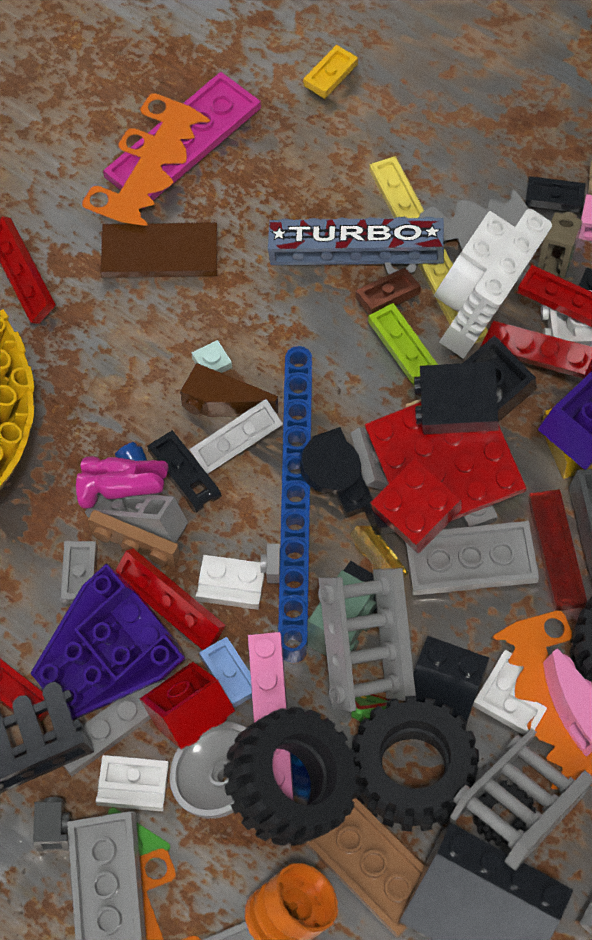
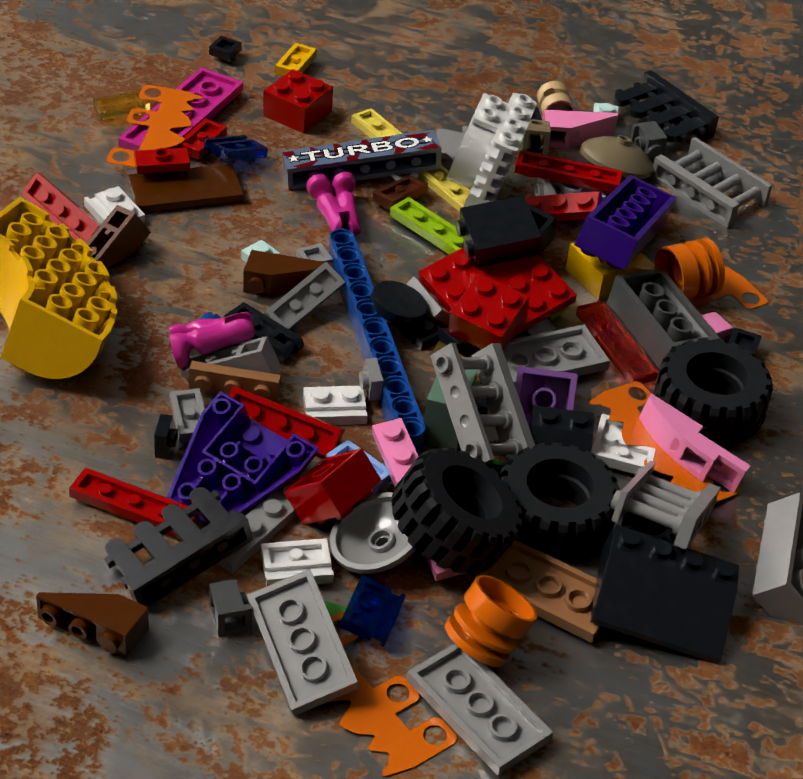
camera: 20 degrees left, 20 degrees down
(46, 598) = (165, 436): none -> black plate
(59, 324) = (118, 236): none -> reddish brown slope
(77, 271) = (106, 201): none -> white plate
(119, 118) = (119, 105): none -> clear yellow plate
(137, 215) = (162, 160): none -> red plate
(188, 858) = (372, 610): none -> clear blue plate
(195, 180) = (195, 138): none -> red plate
(225, 202) = (235, 148): none -> clear blue plate
(257, 42) = (225, 48): none -> black plate
(266, 374) = (314, 252): none -> light grey plate
(310, 307) = (339, 206): none -> dark pink piece
(313, 138) = (297, 101): none -> red brick
(449, 614) = (545, 389): none -> medium lavender slope

